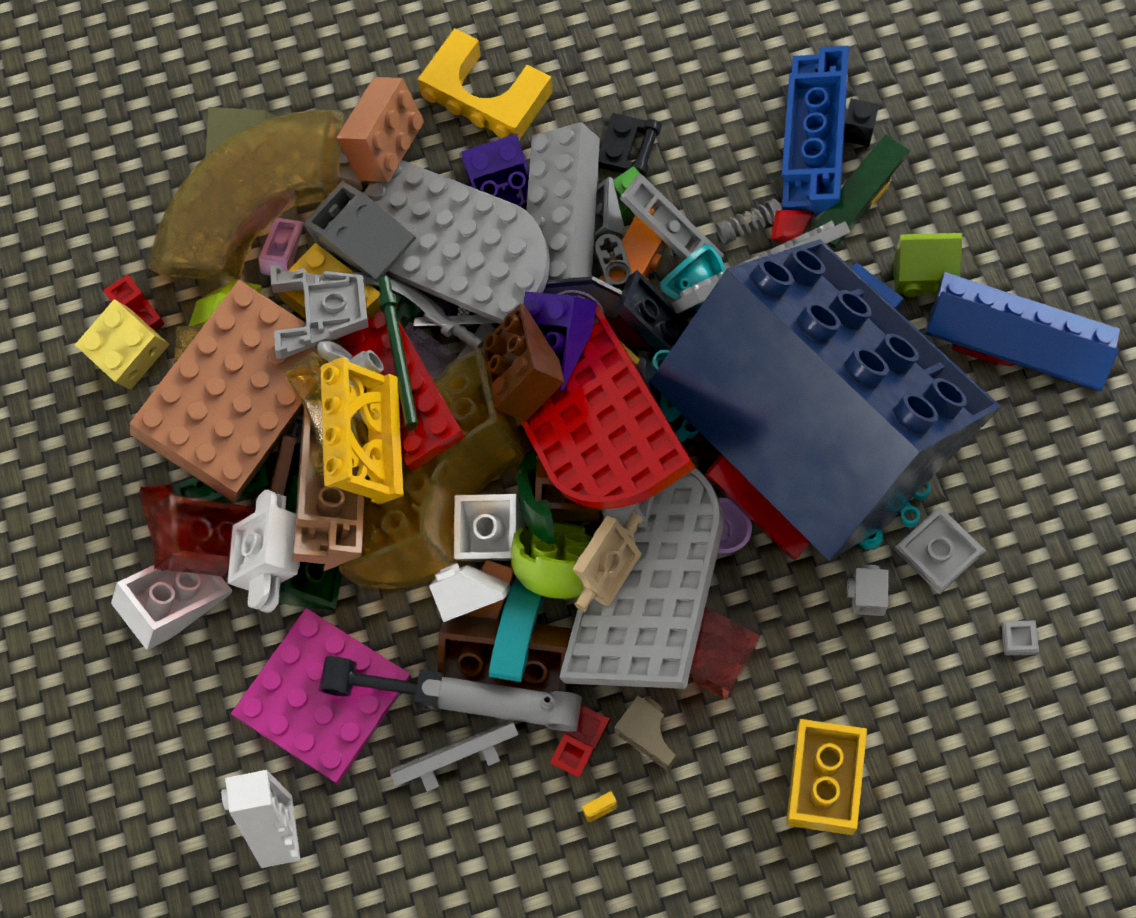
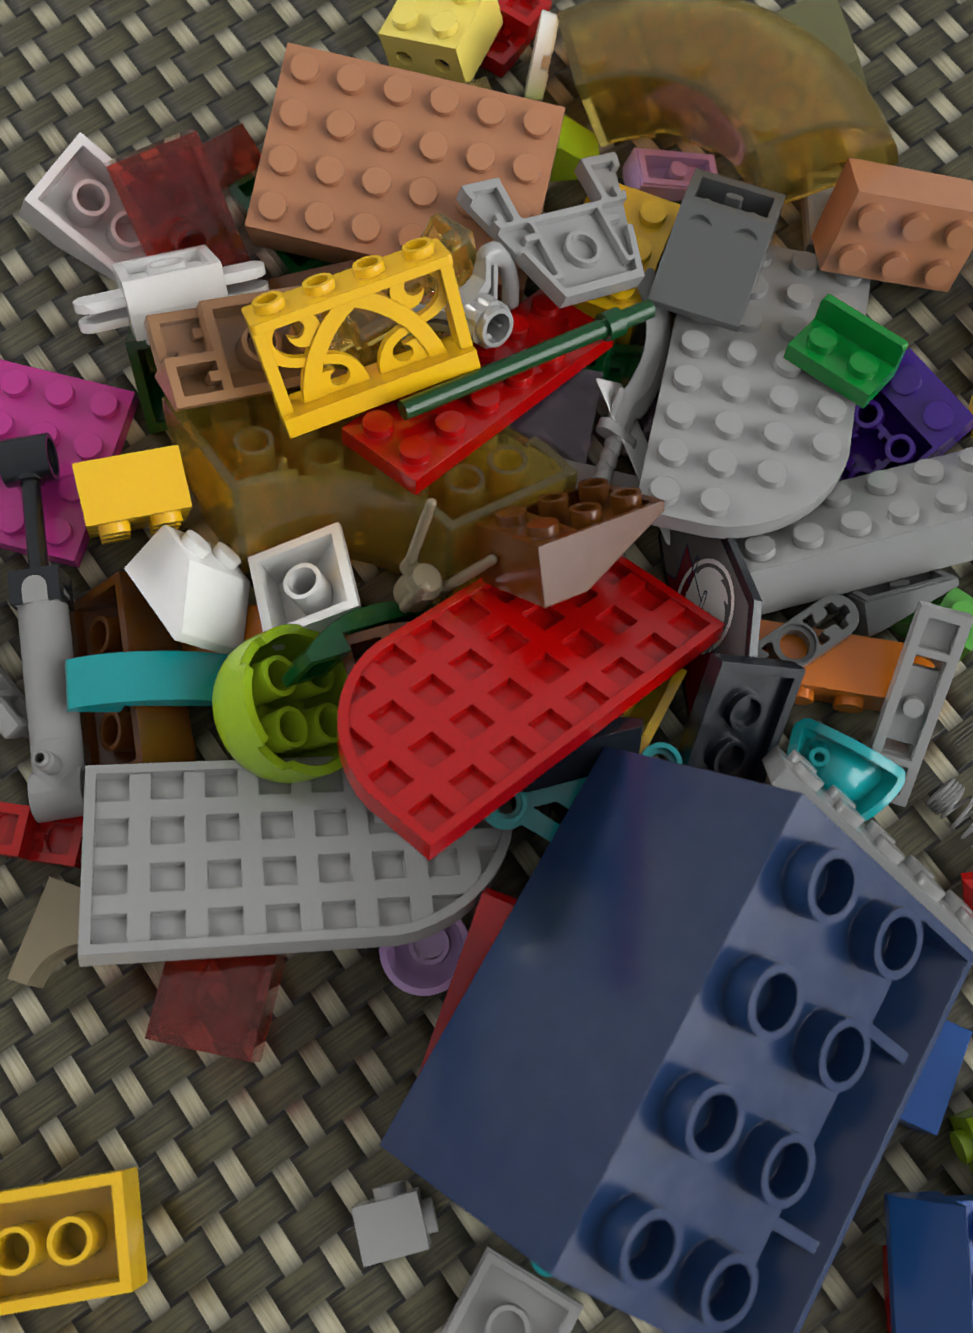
camera: 65 degrees right, 5 degrees up
(172, 292) = (541, 56): none -> white tile
(394, 608) = (132, 493): none -> yellow brick
(453, 184) = (847, 351): none -> green bracket
(513, 457) = (421, 581): none -> dark tan plant
(565, 325) = (655, 584): dark purple slope -> none
(607, 561) = (273, 774): tan plate -> none

